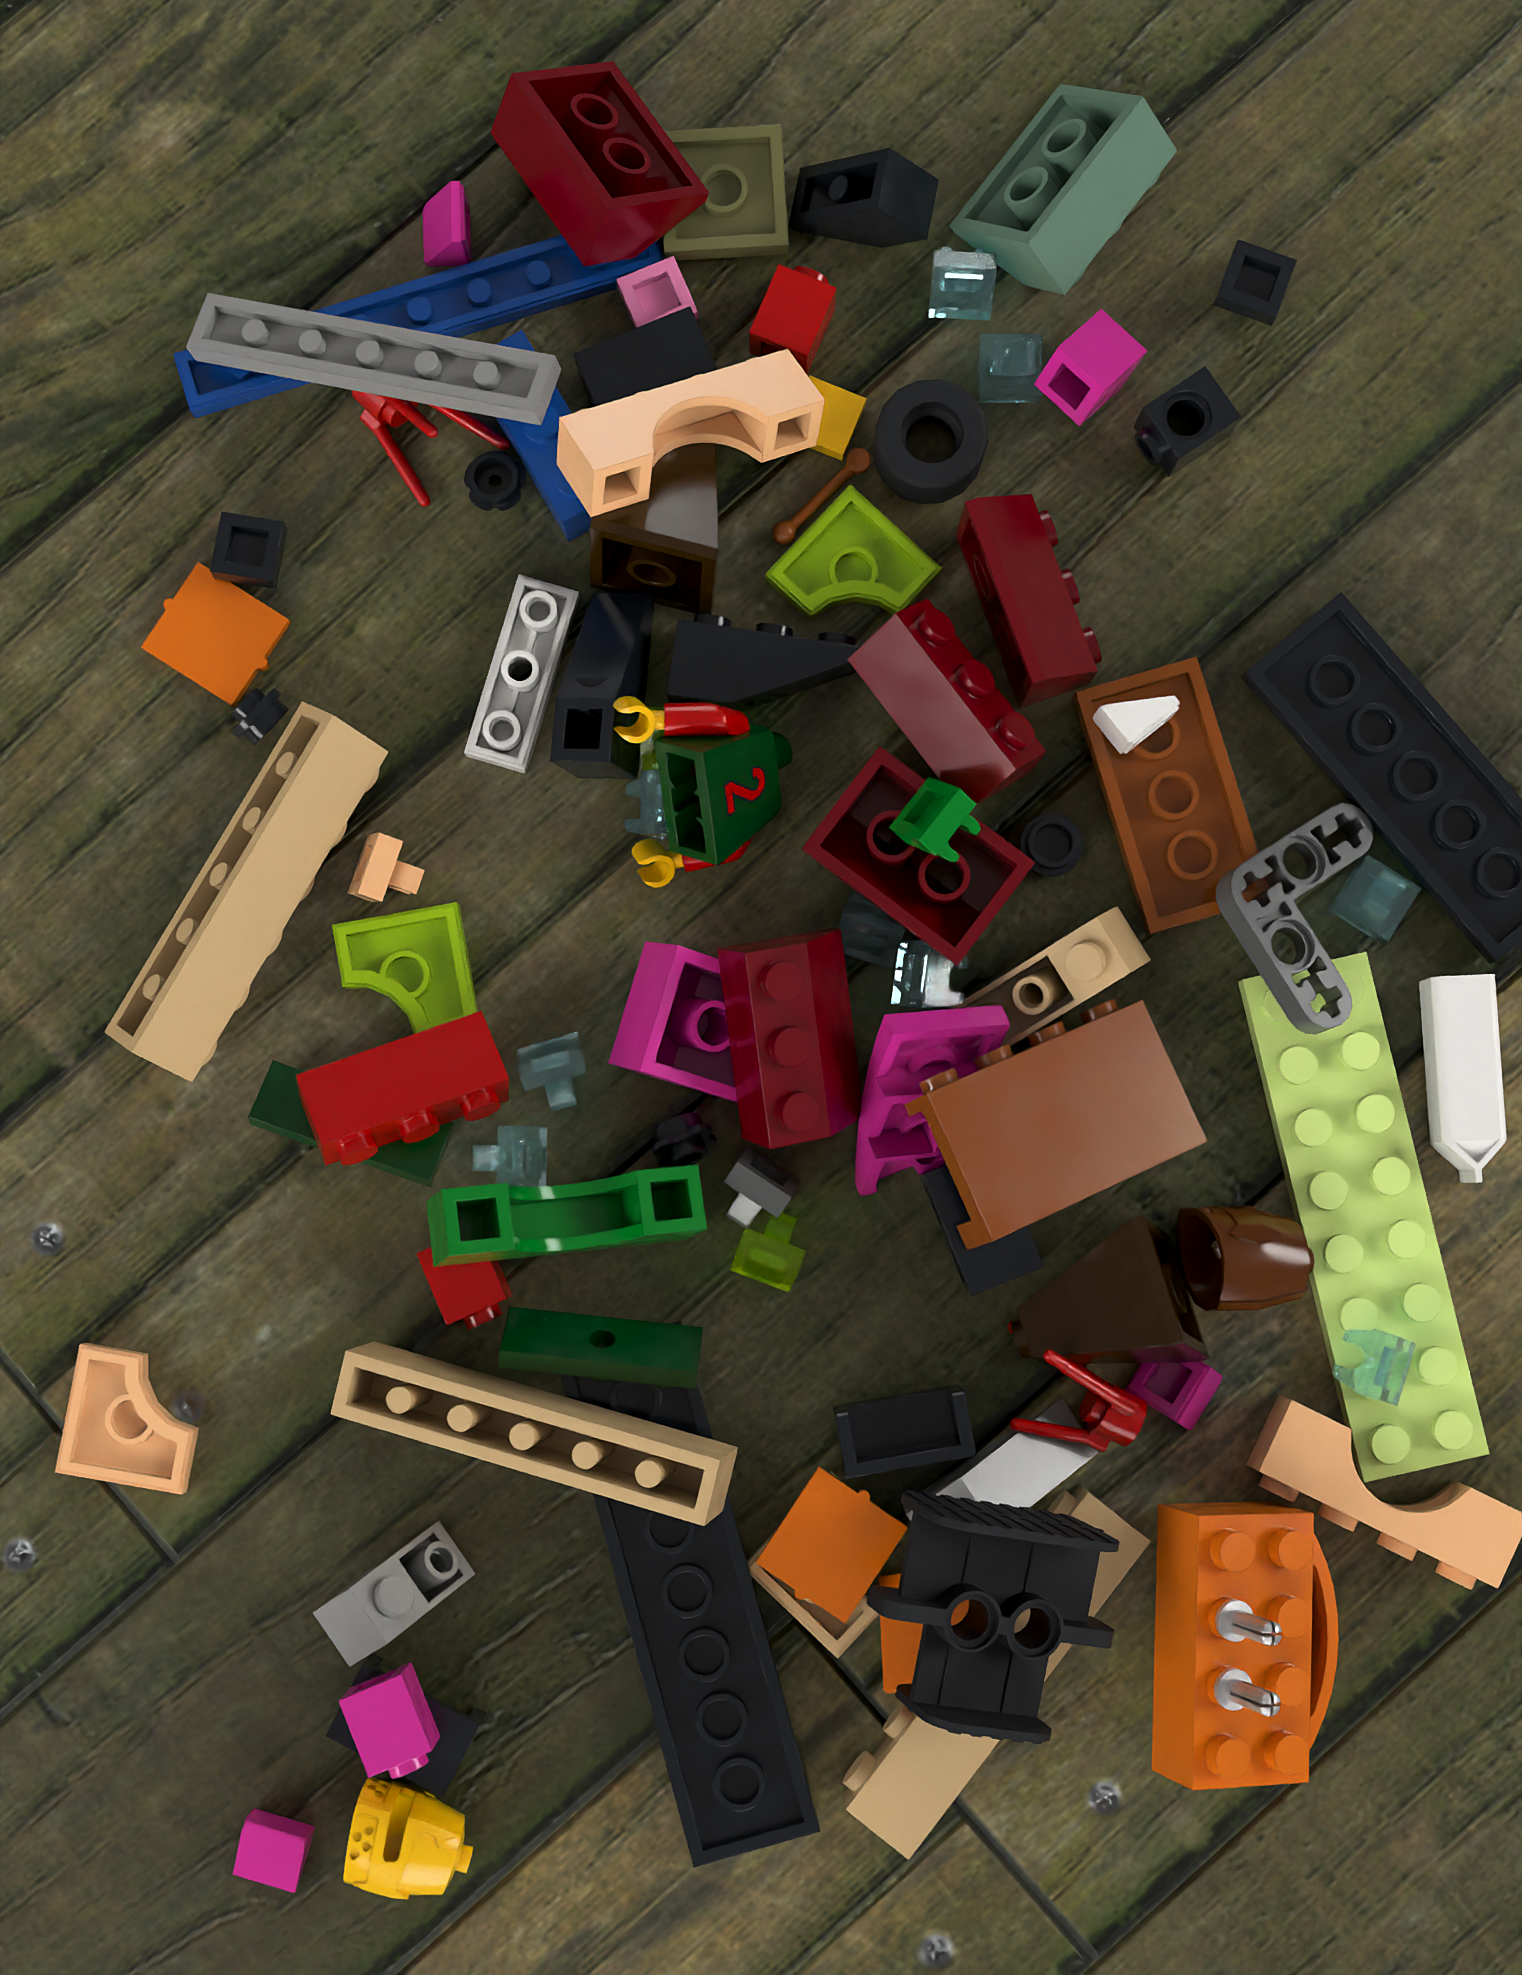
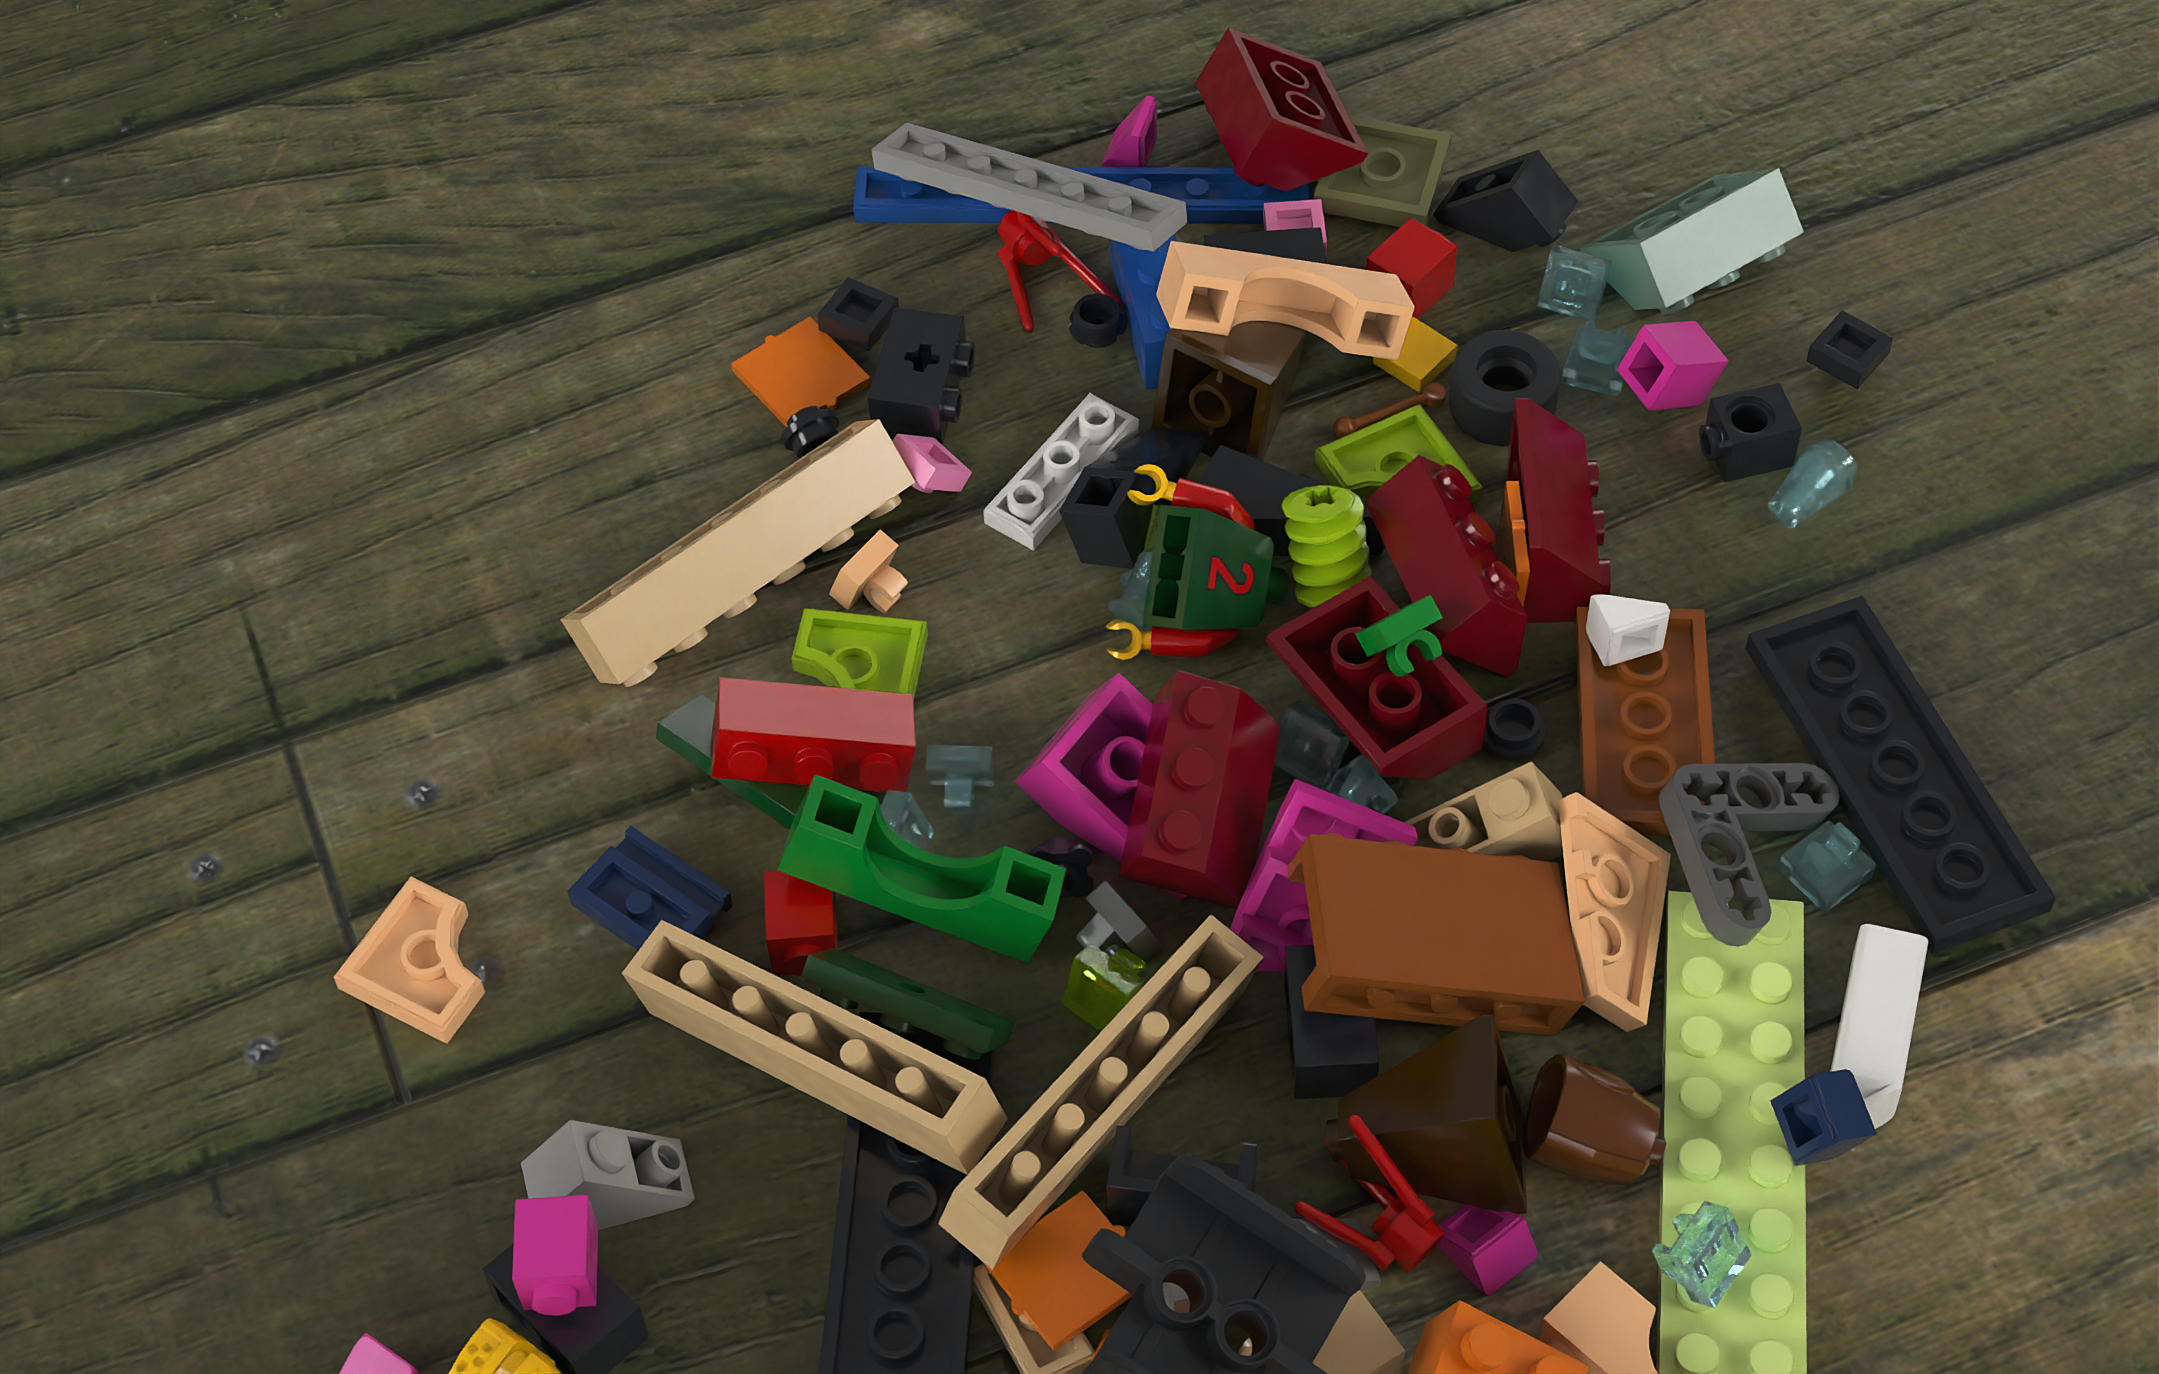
camera: 20 degrees right, 30 degrees down
(313, 1294) = (644, 884): none -> dark blue plate
(324, 580) = (921, 373): none -> black brick
(391, 717) = (931, 464): none -> bright pink plate
(810, 1382) = (1098, 1092): none -> tan brick
(825, 716) = (1325, 542): none -> lime piece
(1002, 657) = (1512, 538): none -> orange piece
(1203, 1025) = (1614, 908): none -> light nougat wing
(1259, 463) = (1814, 481): none -> clear light blue cone
(1448, 1195) = (1823, 1117): none -> dark blue slope

